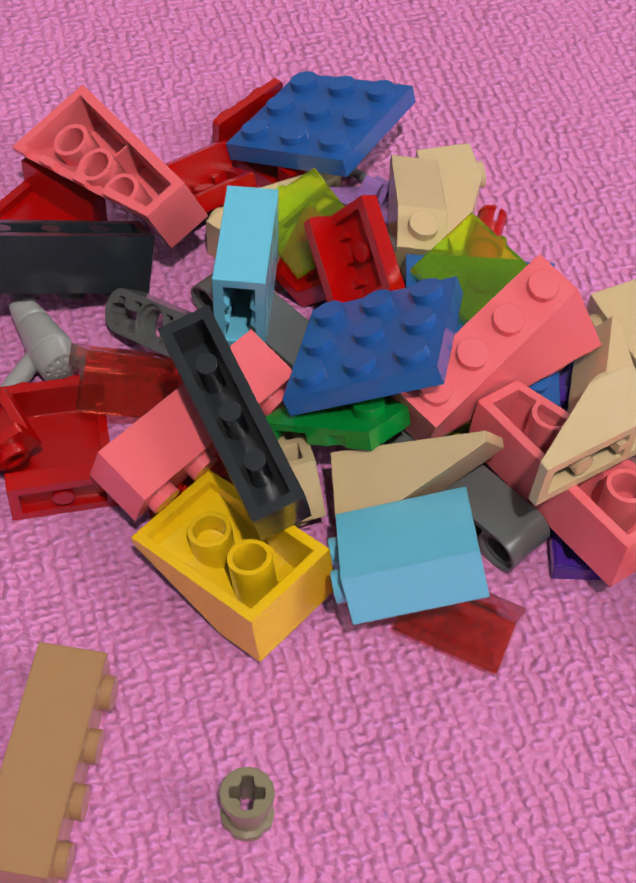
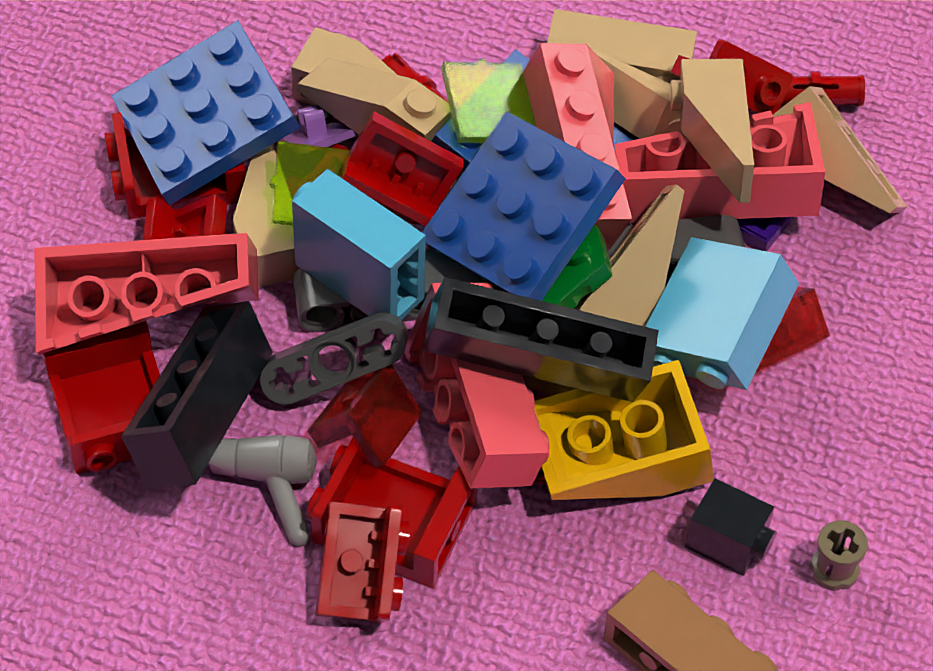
camera: 55 degrees left, 0 degrees up
(213, 698) = (731, 527): none -> black brick

